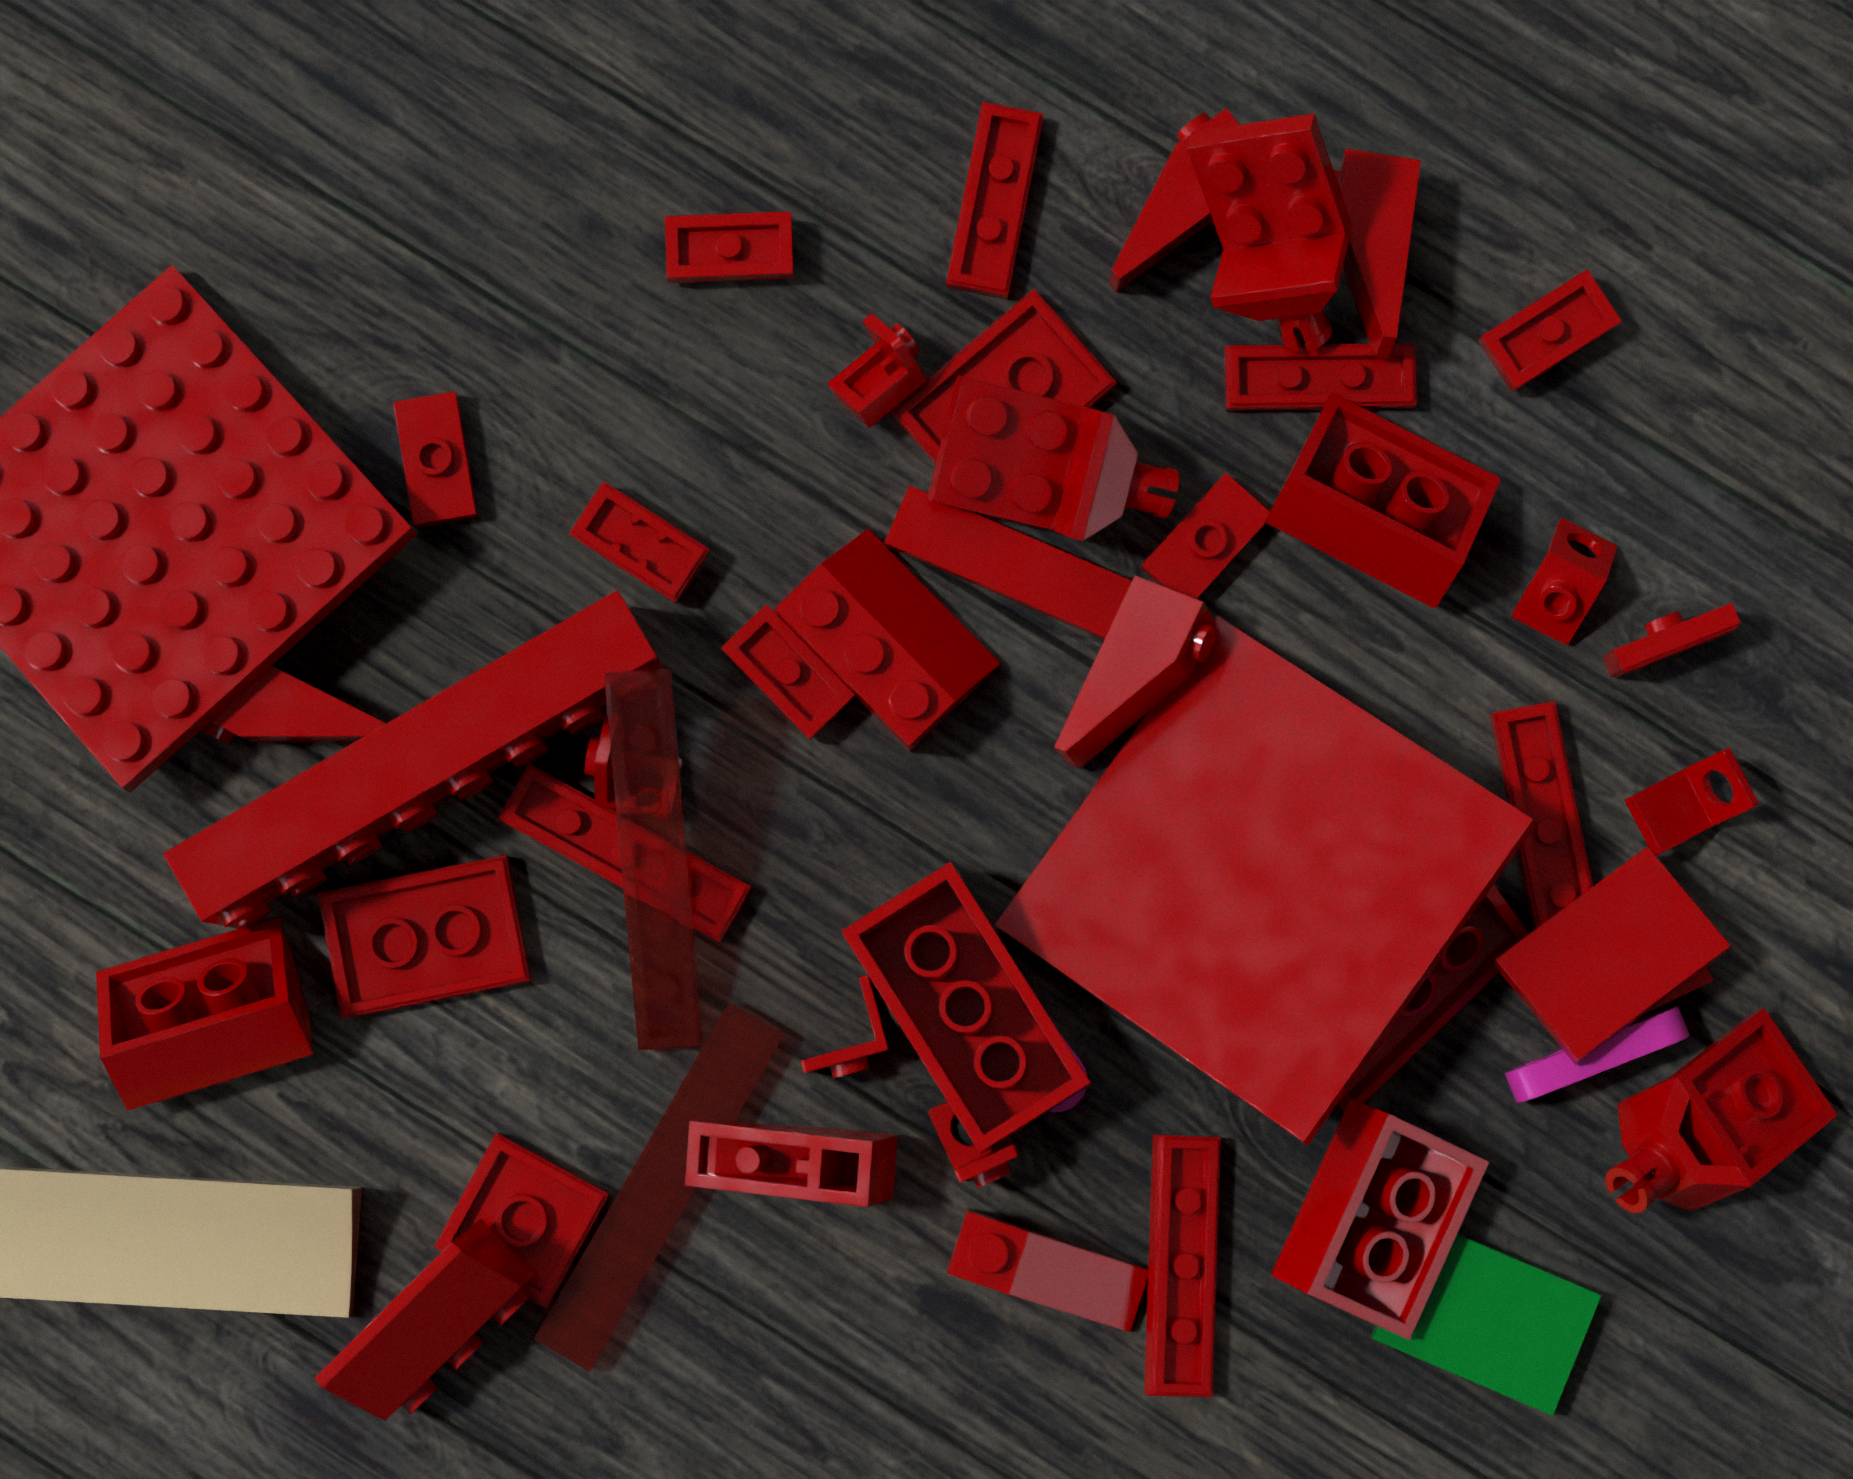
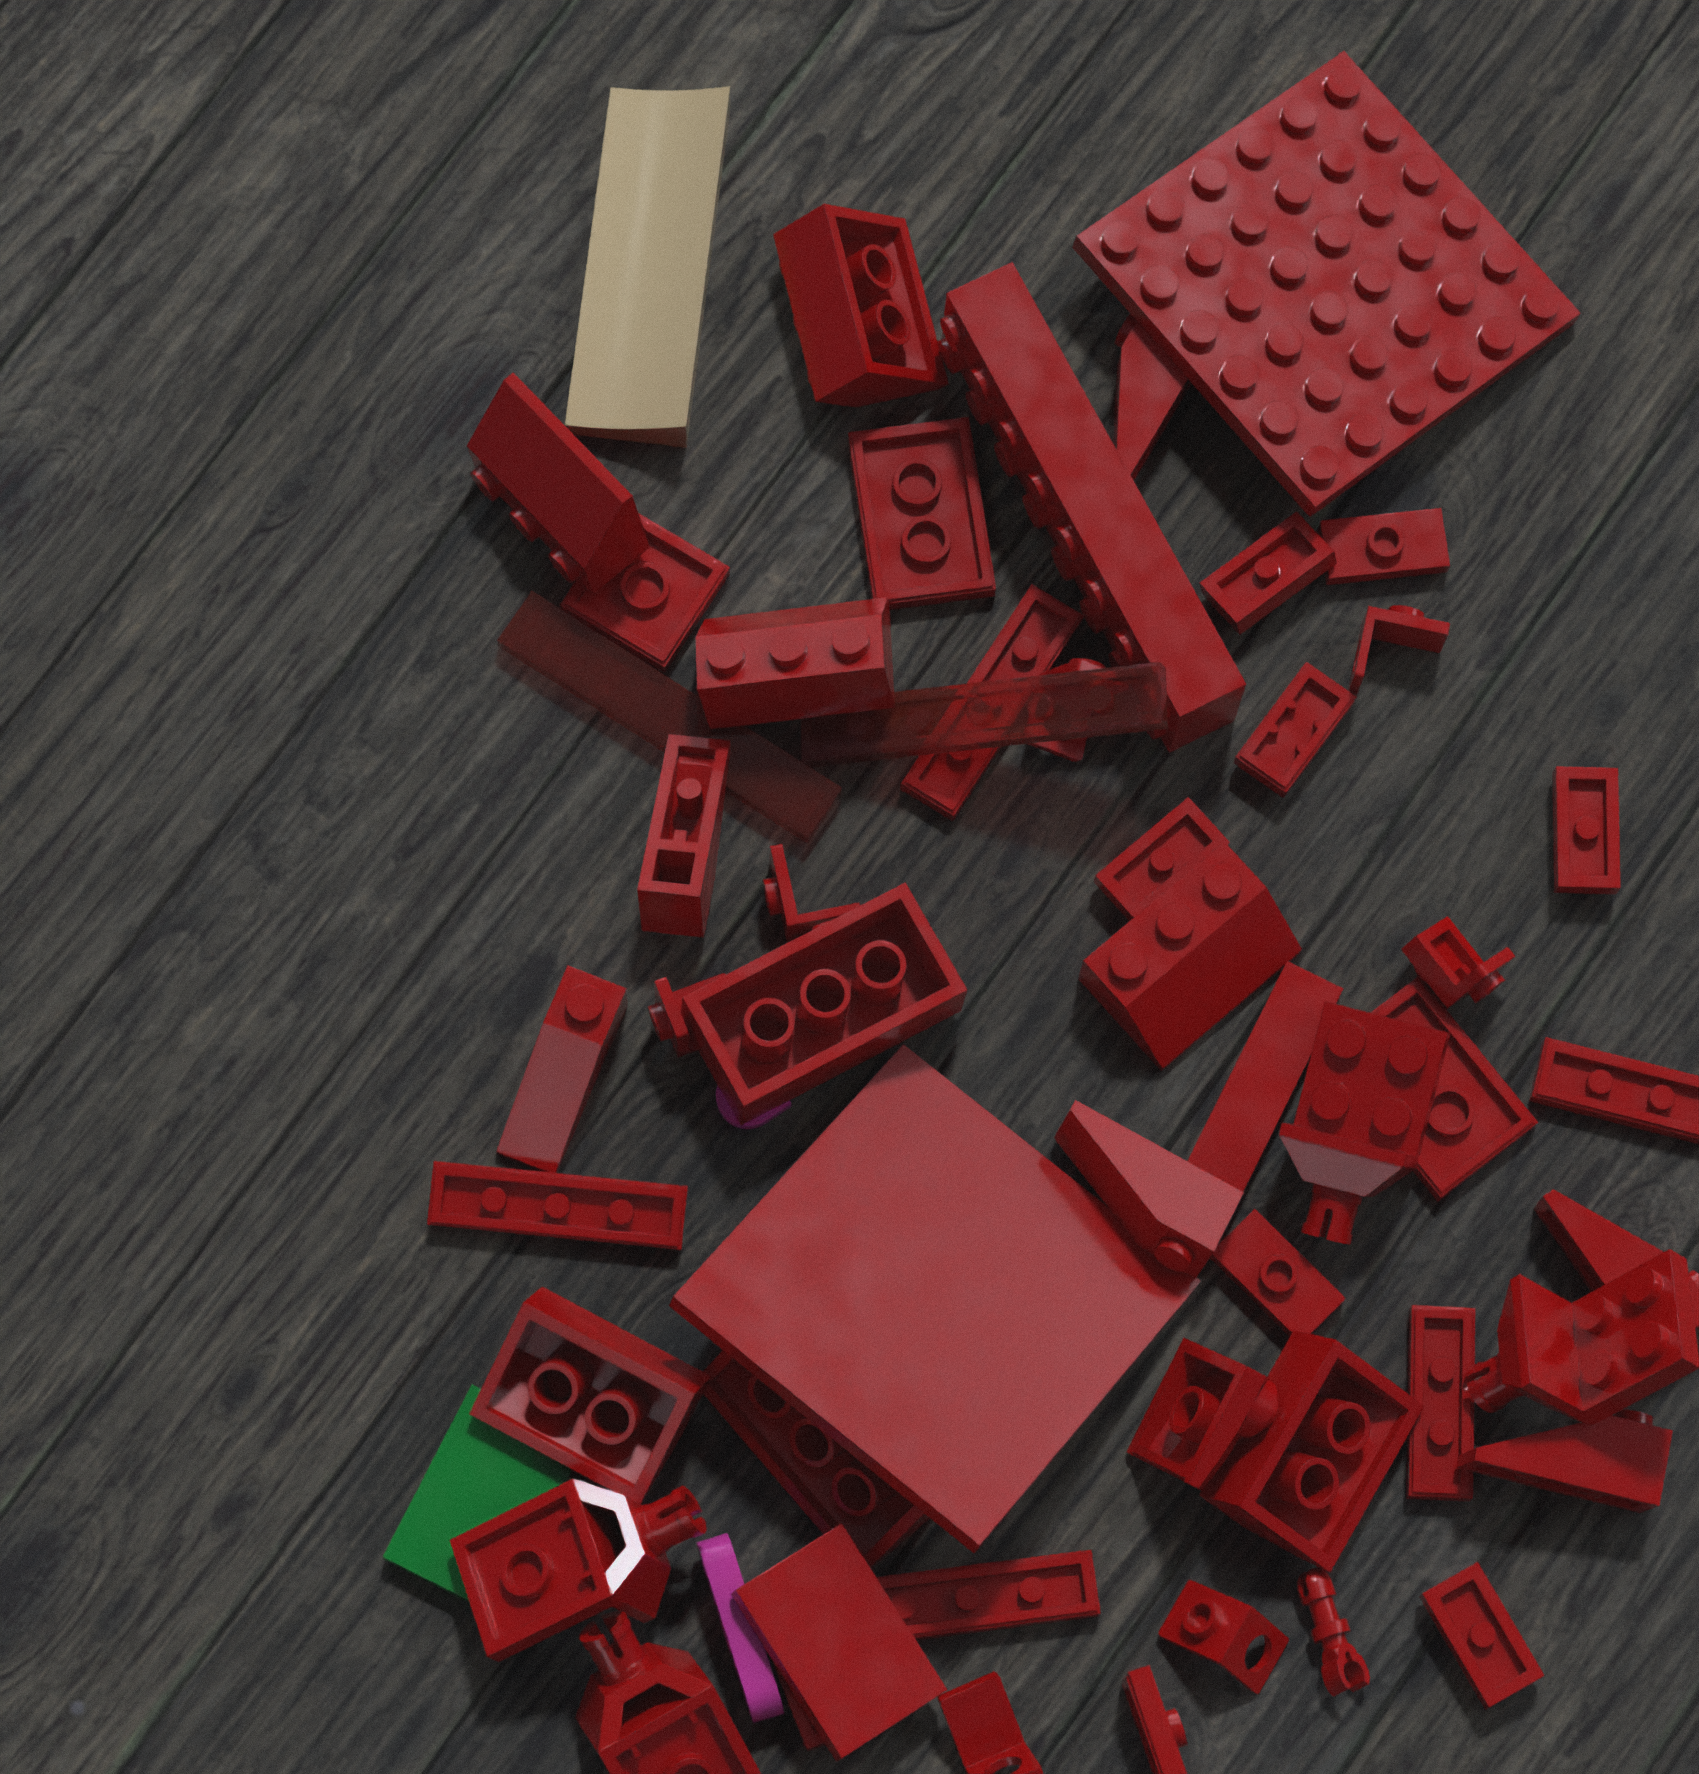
camera: 85 degrees right, 10 degrees down
(474, 575) = (1268, 573): none -> red plate
(522, 442) = (1398, 626): none -> red bracket
(601, 1058) = (795, 663): none -> red slope
(1359, 607) = (1202, 1413): none -> red slope
(1517, 491) = (1338, 1655): none -> red piece
(1557, 1228) = (570, 1560): none -> red plate

